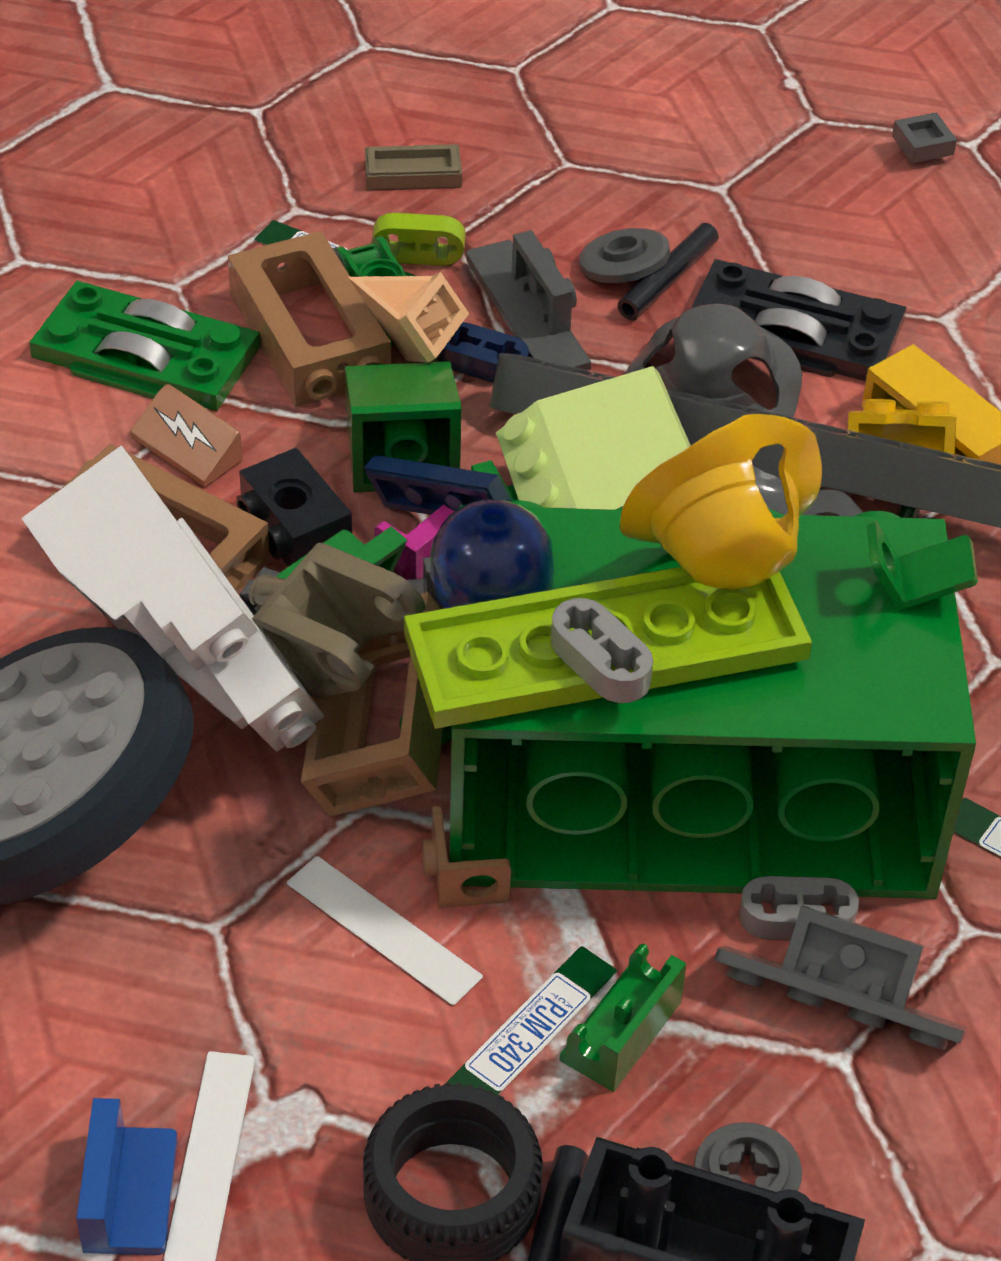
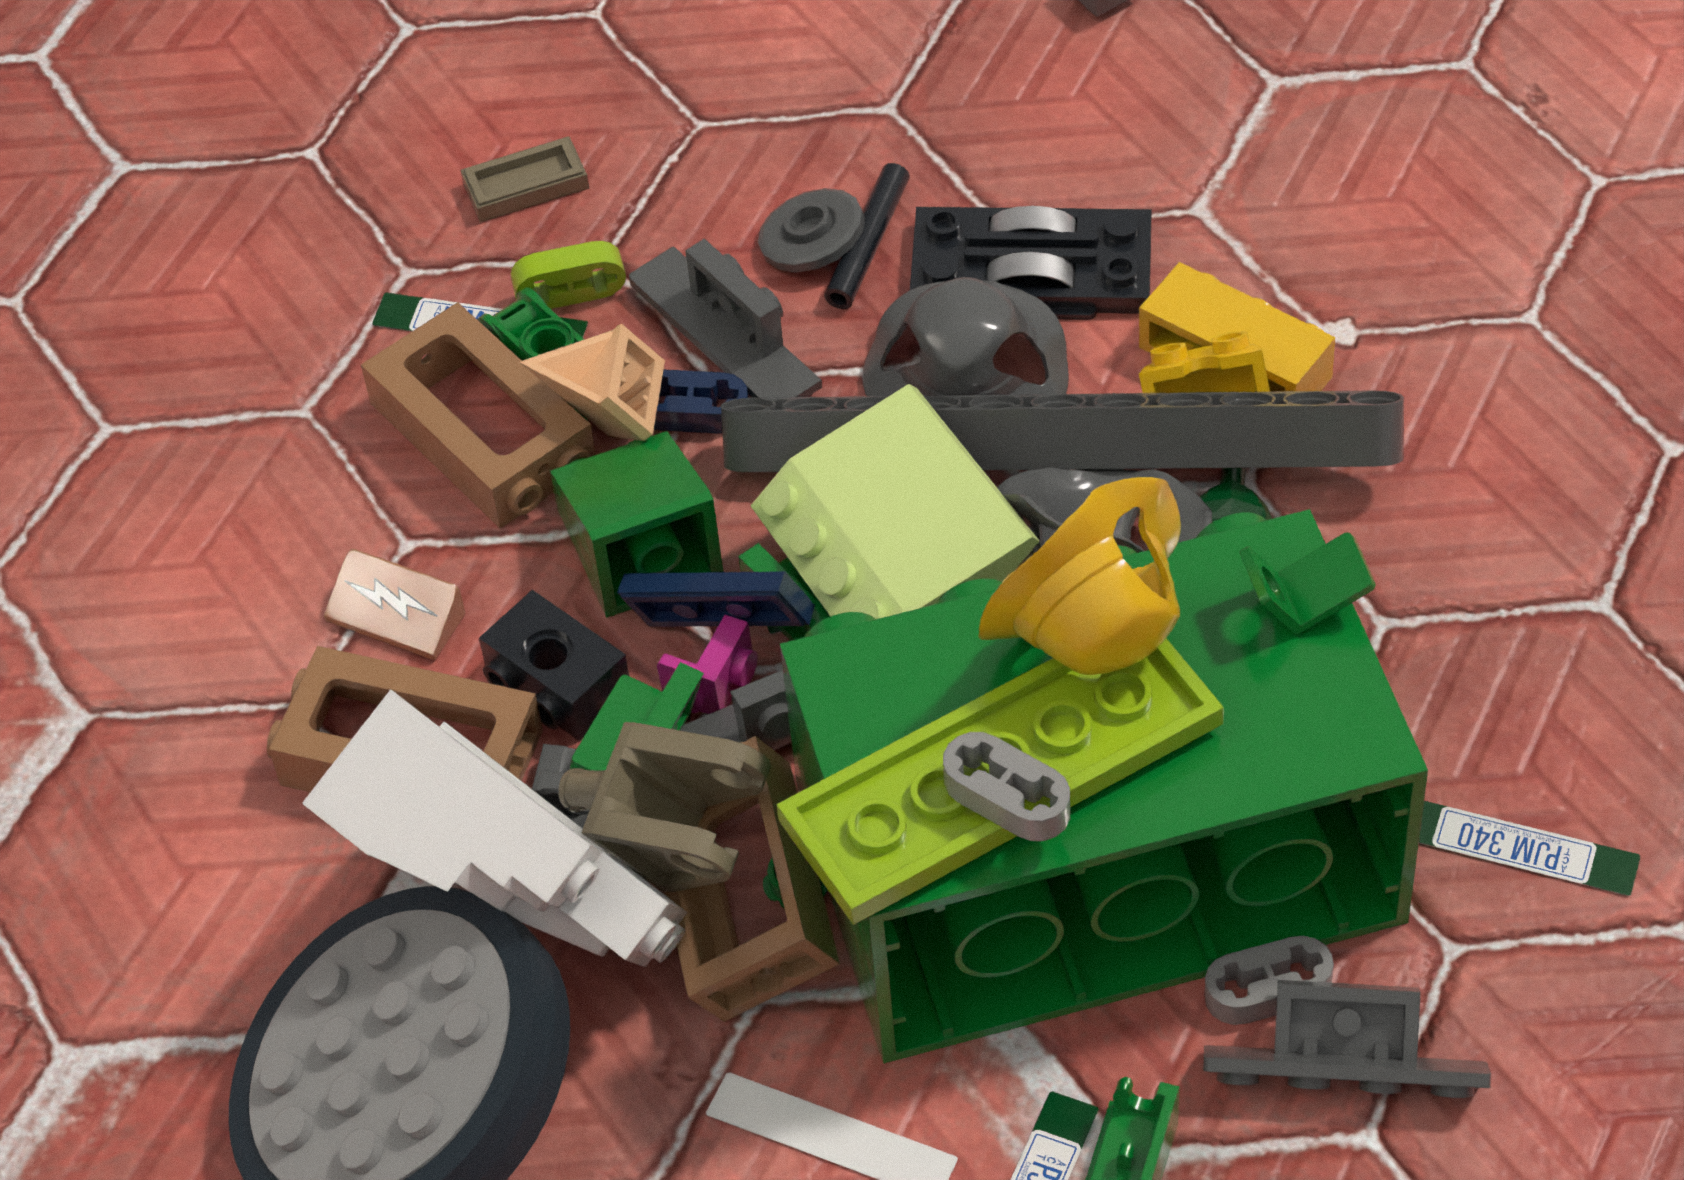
camera: 10 degrees left, 5 degrees up
(144, 345) = (298, 501): green piece -> none
(452, 874) = (888, 1060): medium nougat bracket -> none
(490, 554) = (842, 704): clear blue cylinder -> none

